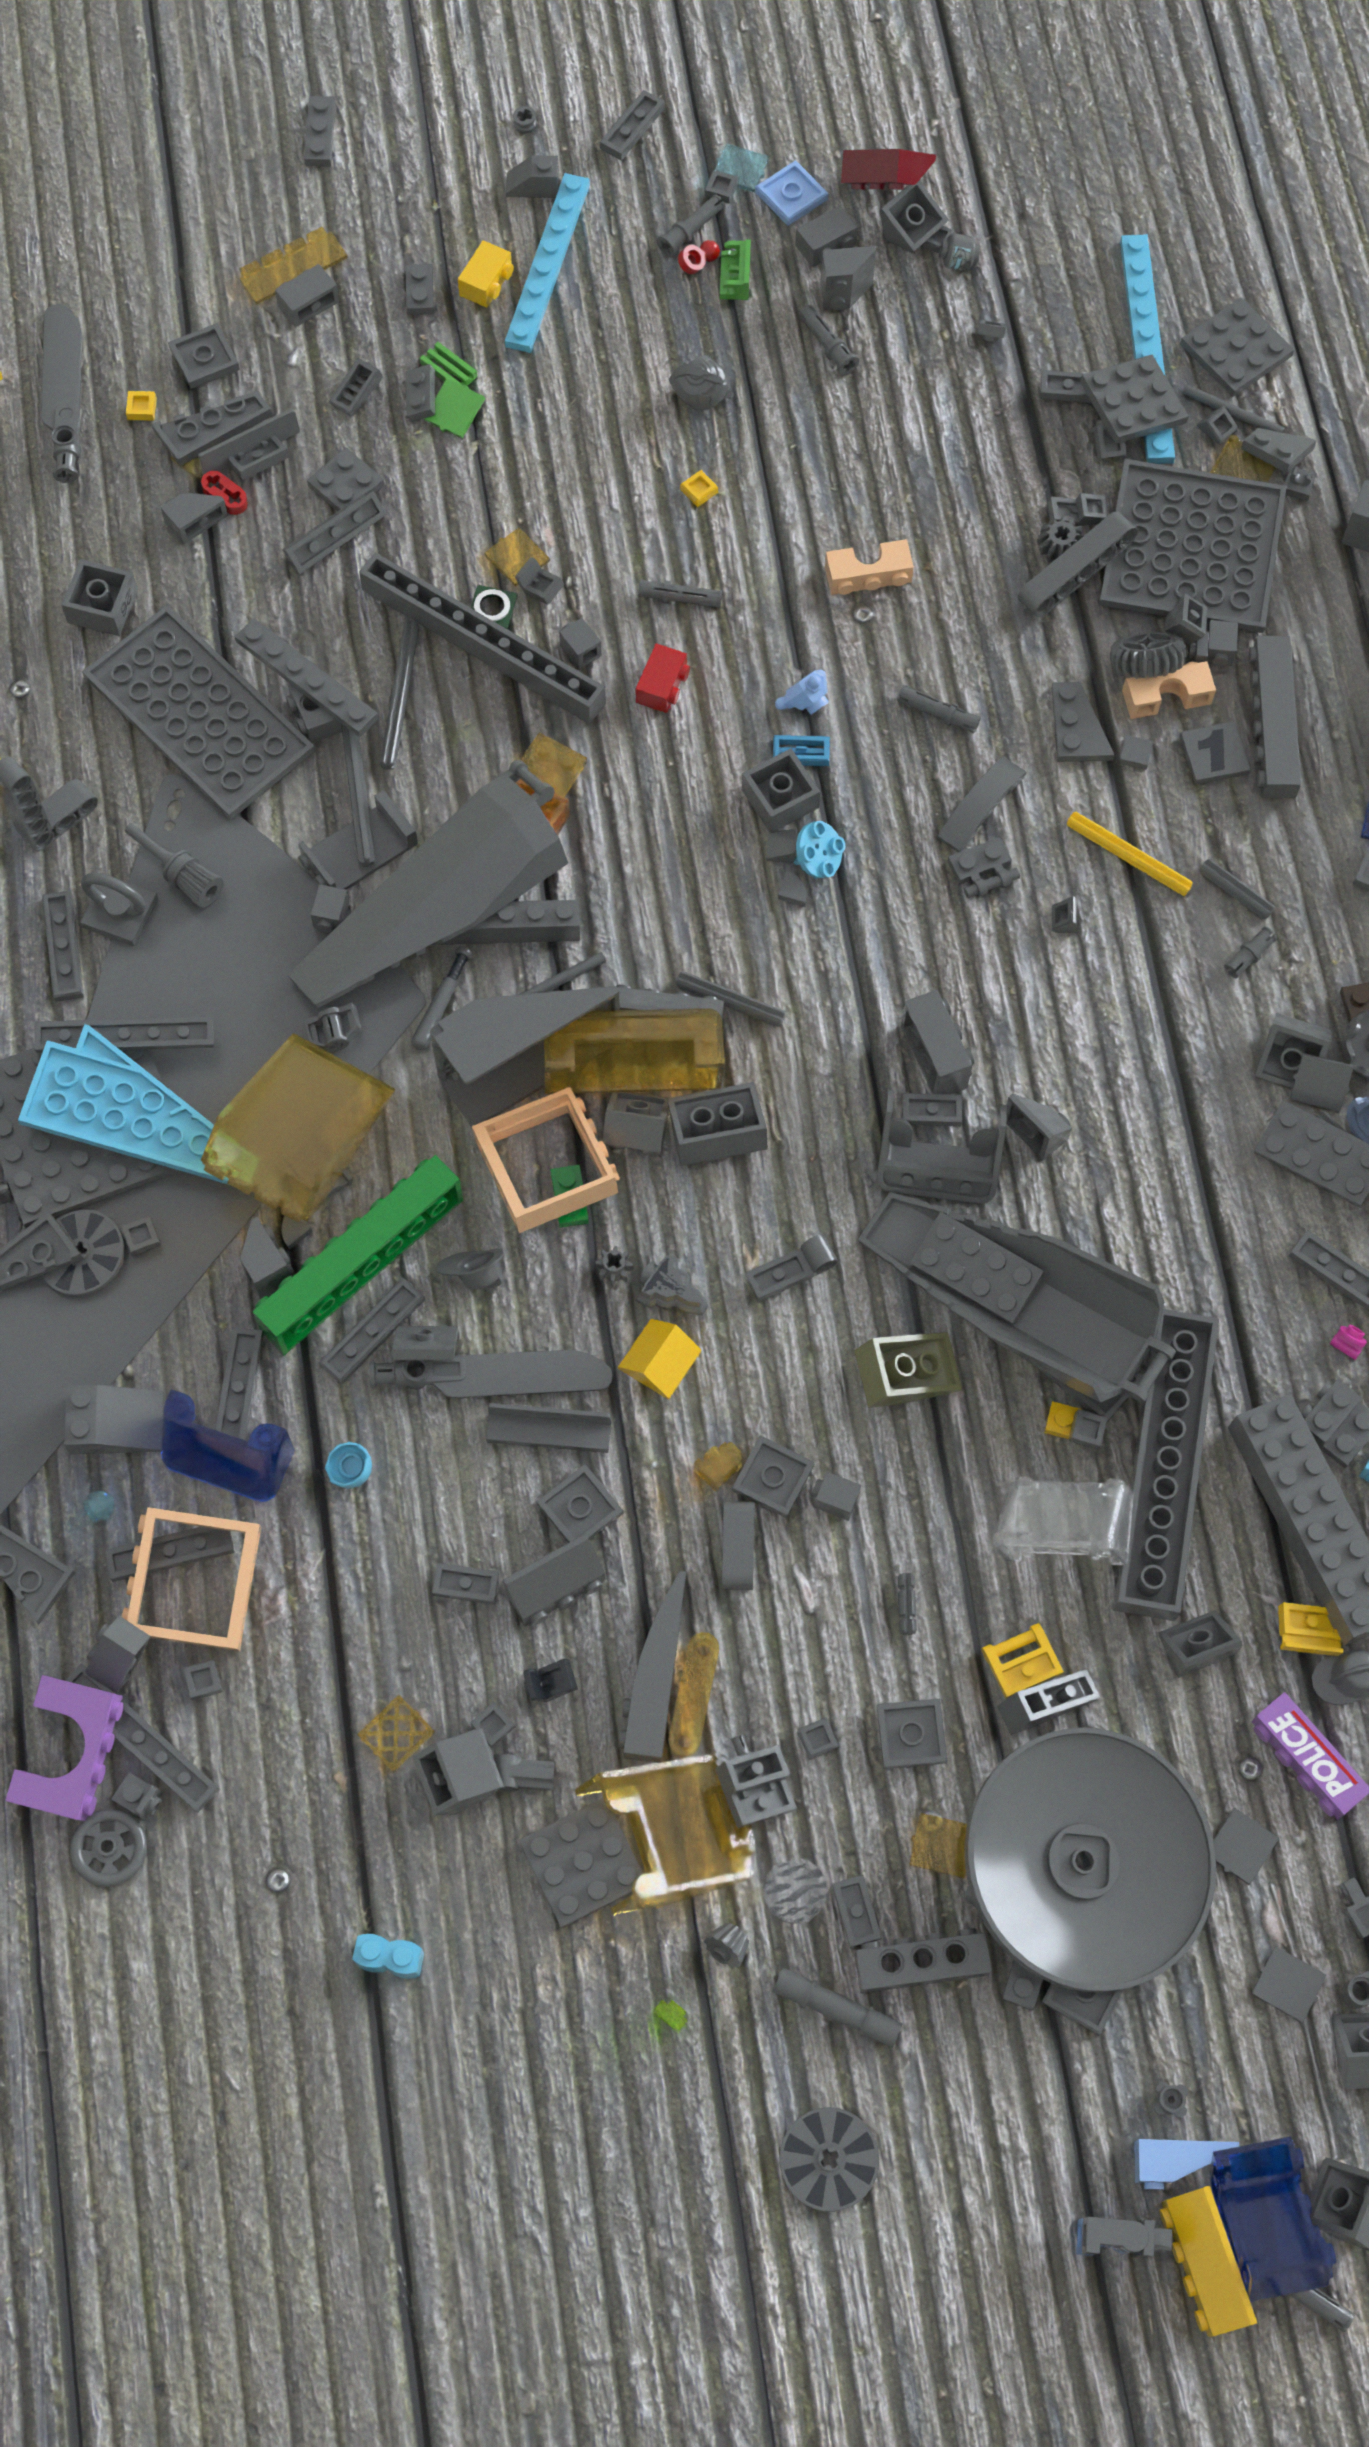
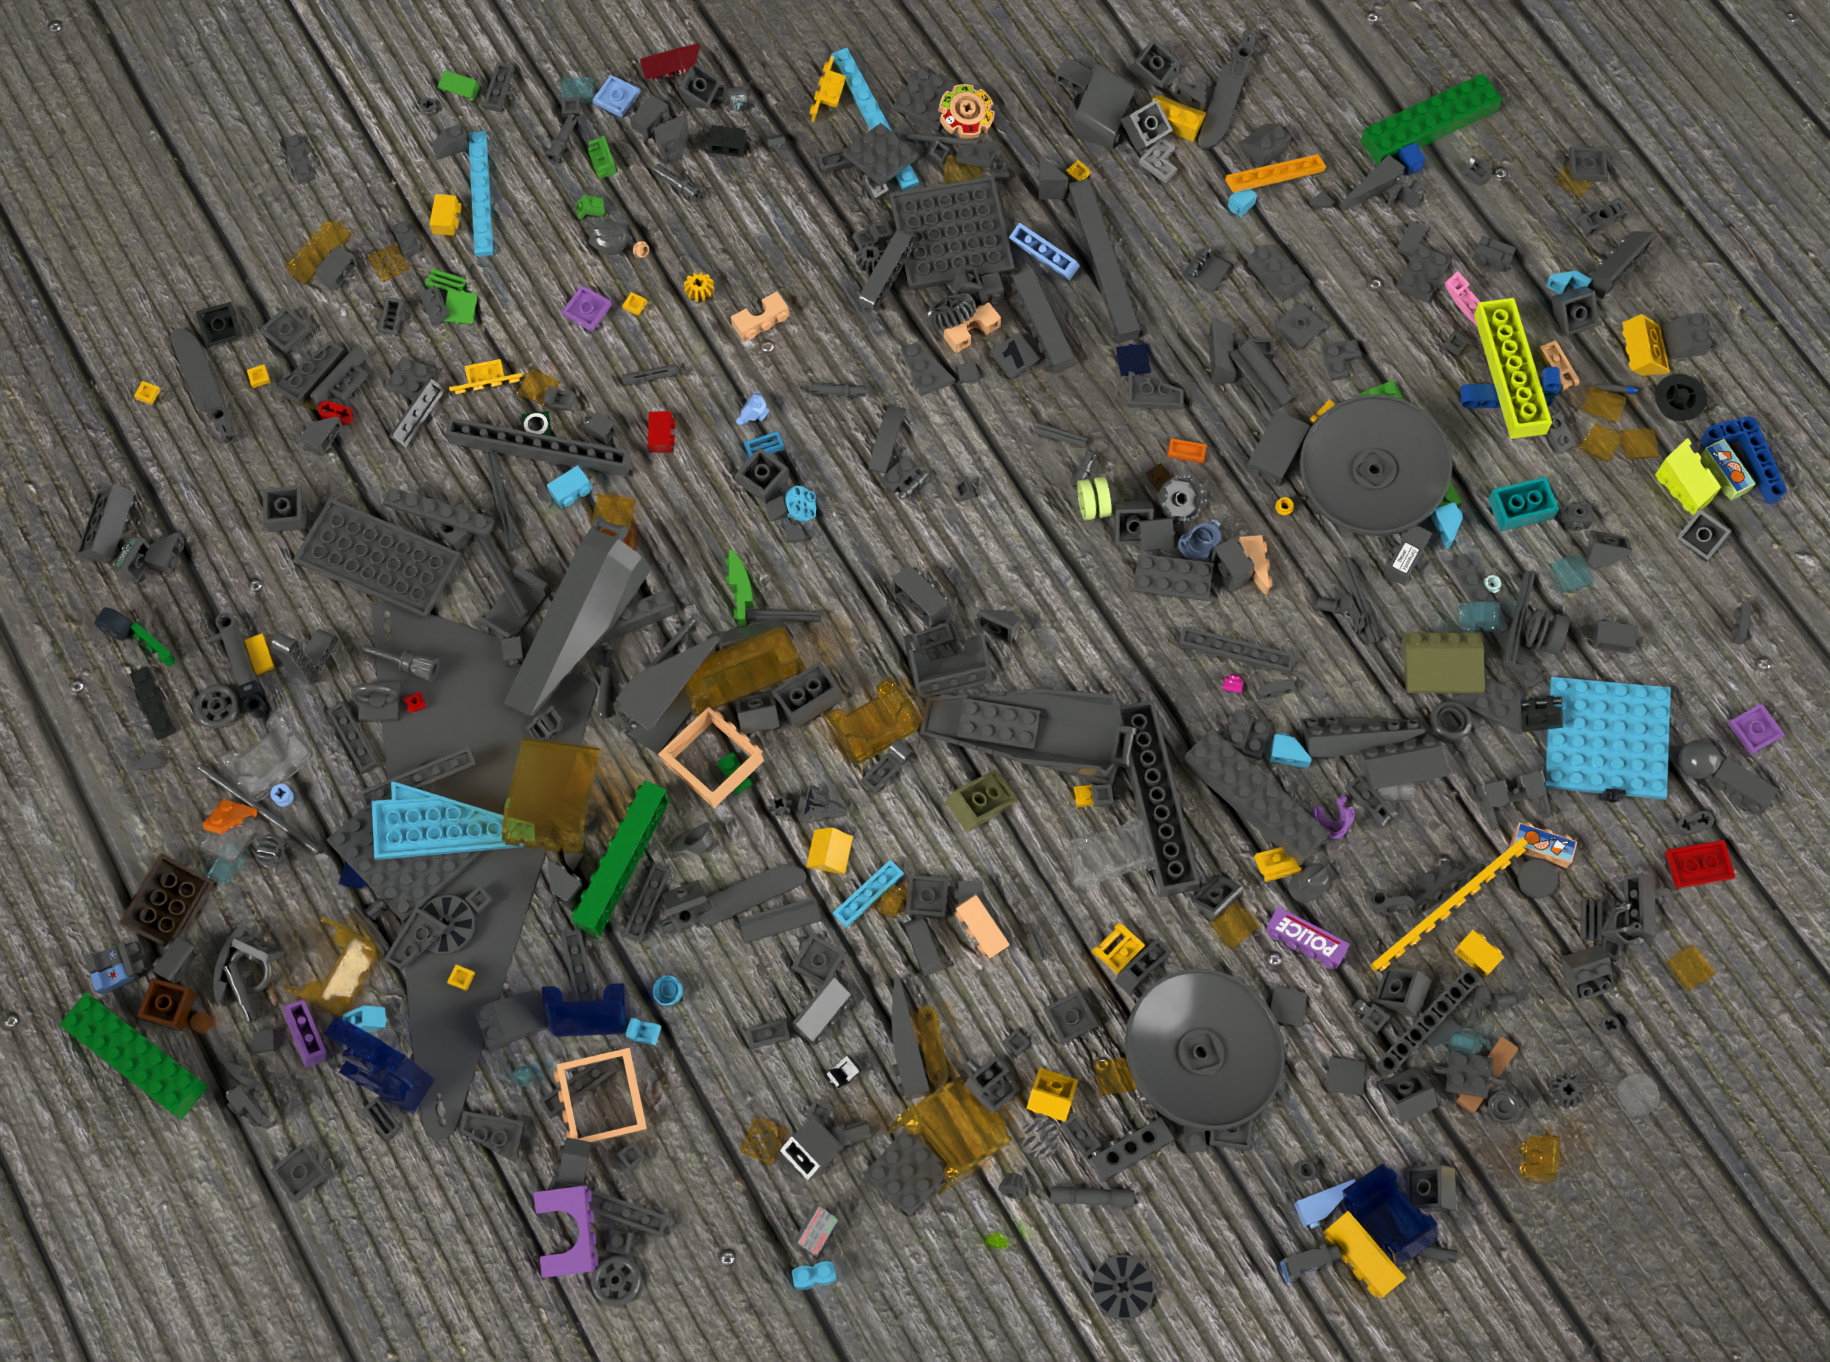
camera: 20 degrees left, 0 degrees up
(70, 1334) = (461, 978): none -> yellow plate
(116, 315) = (218, 324): none -> pearl dark grey slope
(163, 935) = (415, 707): none -> red plate
(290, 1510) = (643, 1032): none -> medium azure bracket
(371, 307) = (394, 272): none -> clear yellow window
(417, 1894) = (816, 1232): none -> slope
(449, 511) = (484, 374): none -> yellow bracket
(502, 709) = (569, 487): none -> medium azure brick
(578, 104) = (459, 85): none -> bright green hinge
(629, 470) = (586, 308): none -> medium lavender plate
(685, 934) = (740, 585): none -> bright green slope
(689, 1439) = (868, 894): none -> medium azure plate
(691, 331) = (590, 206): none -> bright green bracket
(693, 258) = (572, 159): red plate -> none
(738, 416) = (640, 249): none -> light nougat plate
(799, 495) = (699, 286): none -> yellow gear
(800, 1201) = (876, 723): none -> clear yellow windscreen
(833, 1549) = (981, 926): none -> light nougat brick
(839, 1834) = (1052, 1094): none -> yellow slope
(922, 307) = (727, 141): none -> pearl dark grey brick
(1098, 286) = (830, 89): none -> yellow bracket
(1129, 853) = (987, 436): yellow axle -> none
(1208, 1695) = (1234, 925): none -> clear yellow piece
(1244, 995) = (1094, 498): none -> yellowish green wheel
(1284, 381) = (954, 114): none -> light nougat piece
(1318, 618) = (1044, 251): none -> light blue brick

